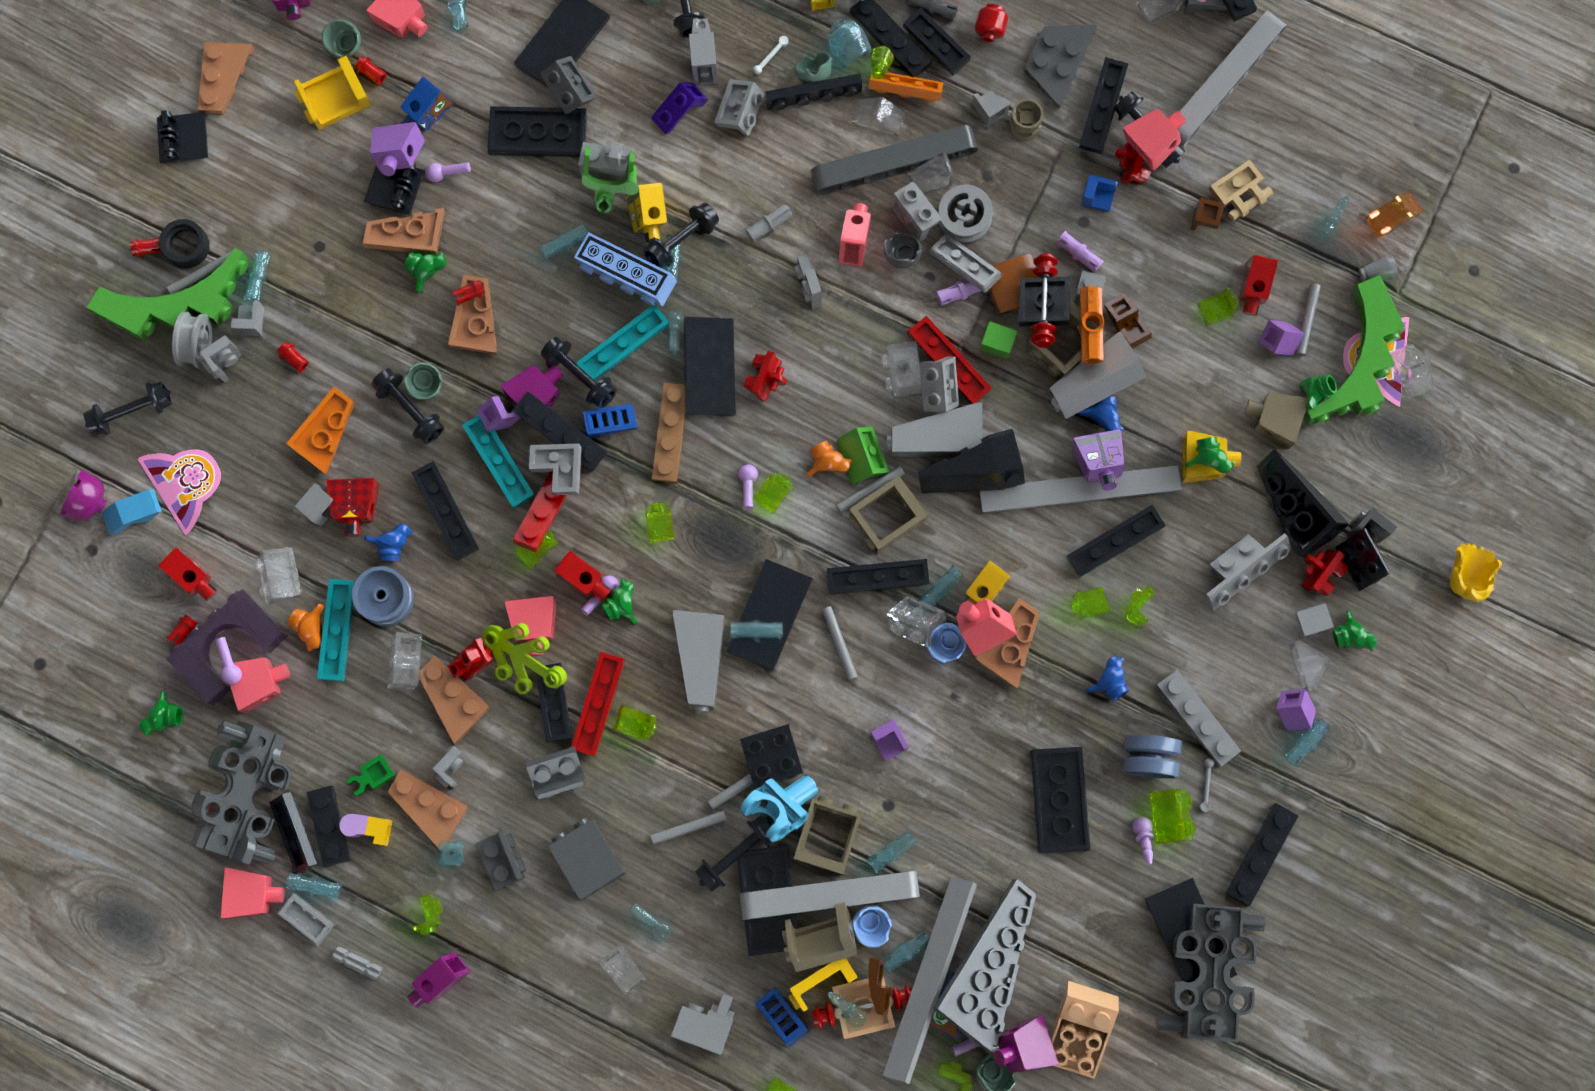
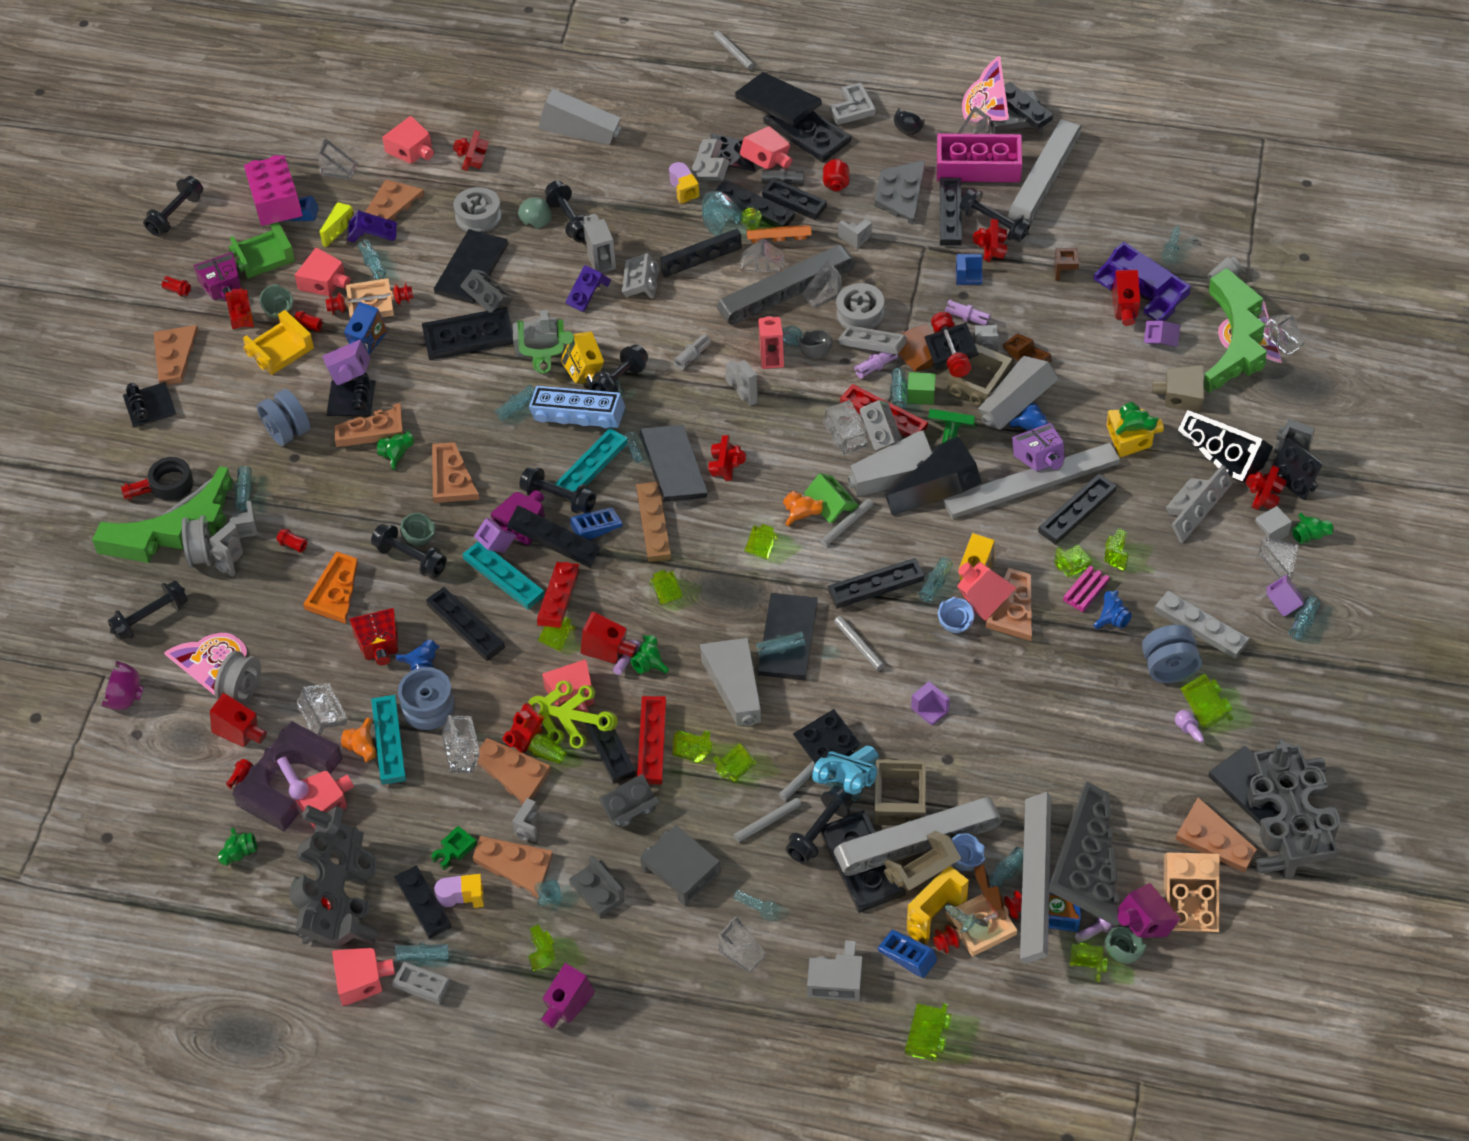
camera: 15 degrees left, 25 degrees down
(131, 510) = (171, 686): dark azure slope -> none
(198, 523) = (238, 677): none -> light grey wheel
(293, 832) = (390, 911): black plate -> none
(298, 39) = (239, 308): none -> red hips
(310, 203) = (283, 417): none -> sand blue wheel
(314, 504) = (340, 643): light grey panel -> none
(357, 963) = (481, 1009): light grey axle -> none
(436, 172) = (386, 381): lavender bar -> none
(442, 59) = (373, 293): none -> plate
(471, 291) = (442, 452): red pin -> none
(491, 686) = (547, 749): none -> clear neon green cone
(563, 461) = (562, 553): light grey plate -> none
(671, 756) = (734, 763): none -> clear neon green bracket
(748, 475) = (734, 537): lavender bar -> none
(783, 41) = (662, 228): white hinge -> none
(814, 69) = (701, 233): sand green hair -> none
(882, 226) = (790, 335): none -> clear light blue plate
(892, 851) = (964, 790): clear light blue axle -> none
(908, 500) = (879, 517): dark tan window -> none
(914, 210) = (815, 312): light grey bracket -> none
(915, 620) = (921, 604): clear bracket -> none
(974, 333) = (898, 388): none -> clear light blue pin
(1017, 397) = (952, 422): none -> green tile
(1026, 119) = (888, 231): dark tan wheel -> none
(1060, 800) = (1102, 716): black tile -> none
(1091, 338) = (997, 350): orange piece -> none
(1110, 628) = (1079, 583): none -> dark pink tile
(1126, 973) = (1212, 835): none -> nougat wing
(1155, 136) = (1001, 212): coral torso -> none
(1157, 42) = (979, 157): none -> dark pink brick
(1205, 806) = (1234, 691): light grey hinge -> none
(1218, 307) = (1101, 326): clear neon green bracket -> none
(1236, 184) = (1084, 238): tan plate -> none
(1261, 854) = (1301, 709): black plate -> none
(1294, 268) = (1155, 282): none -> dark purple bracket
(1308, 318) = (1179, 317): light grey bar -> none
(1317, 389) = (1208, 356): green animal -> none
(1394, 213) = (1220, 230): clear orange slope -> none
(1474, 572) = (1394, 458): yellow hair -> none

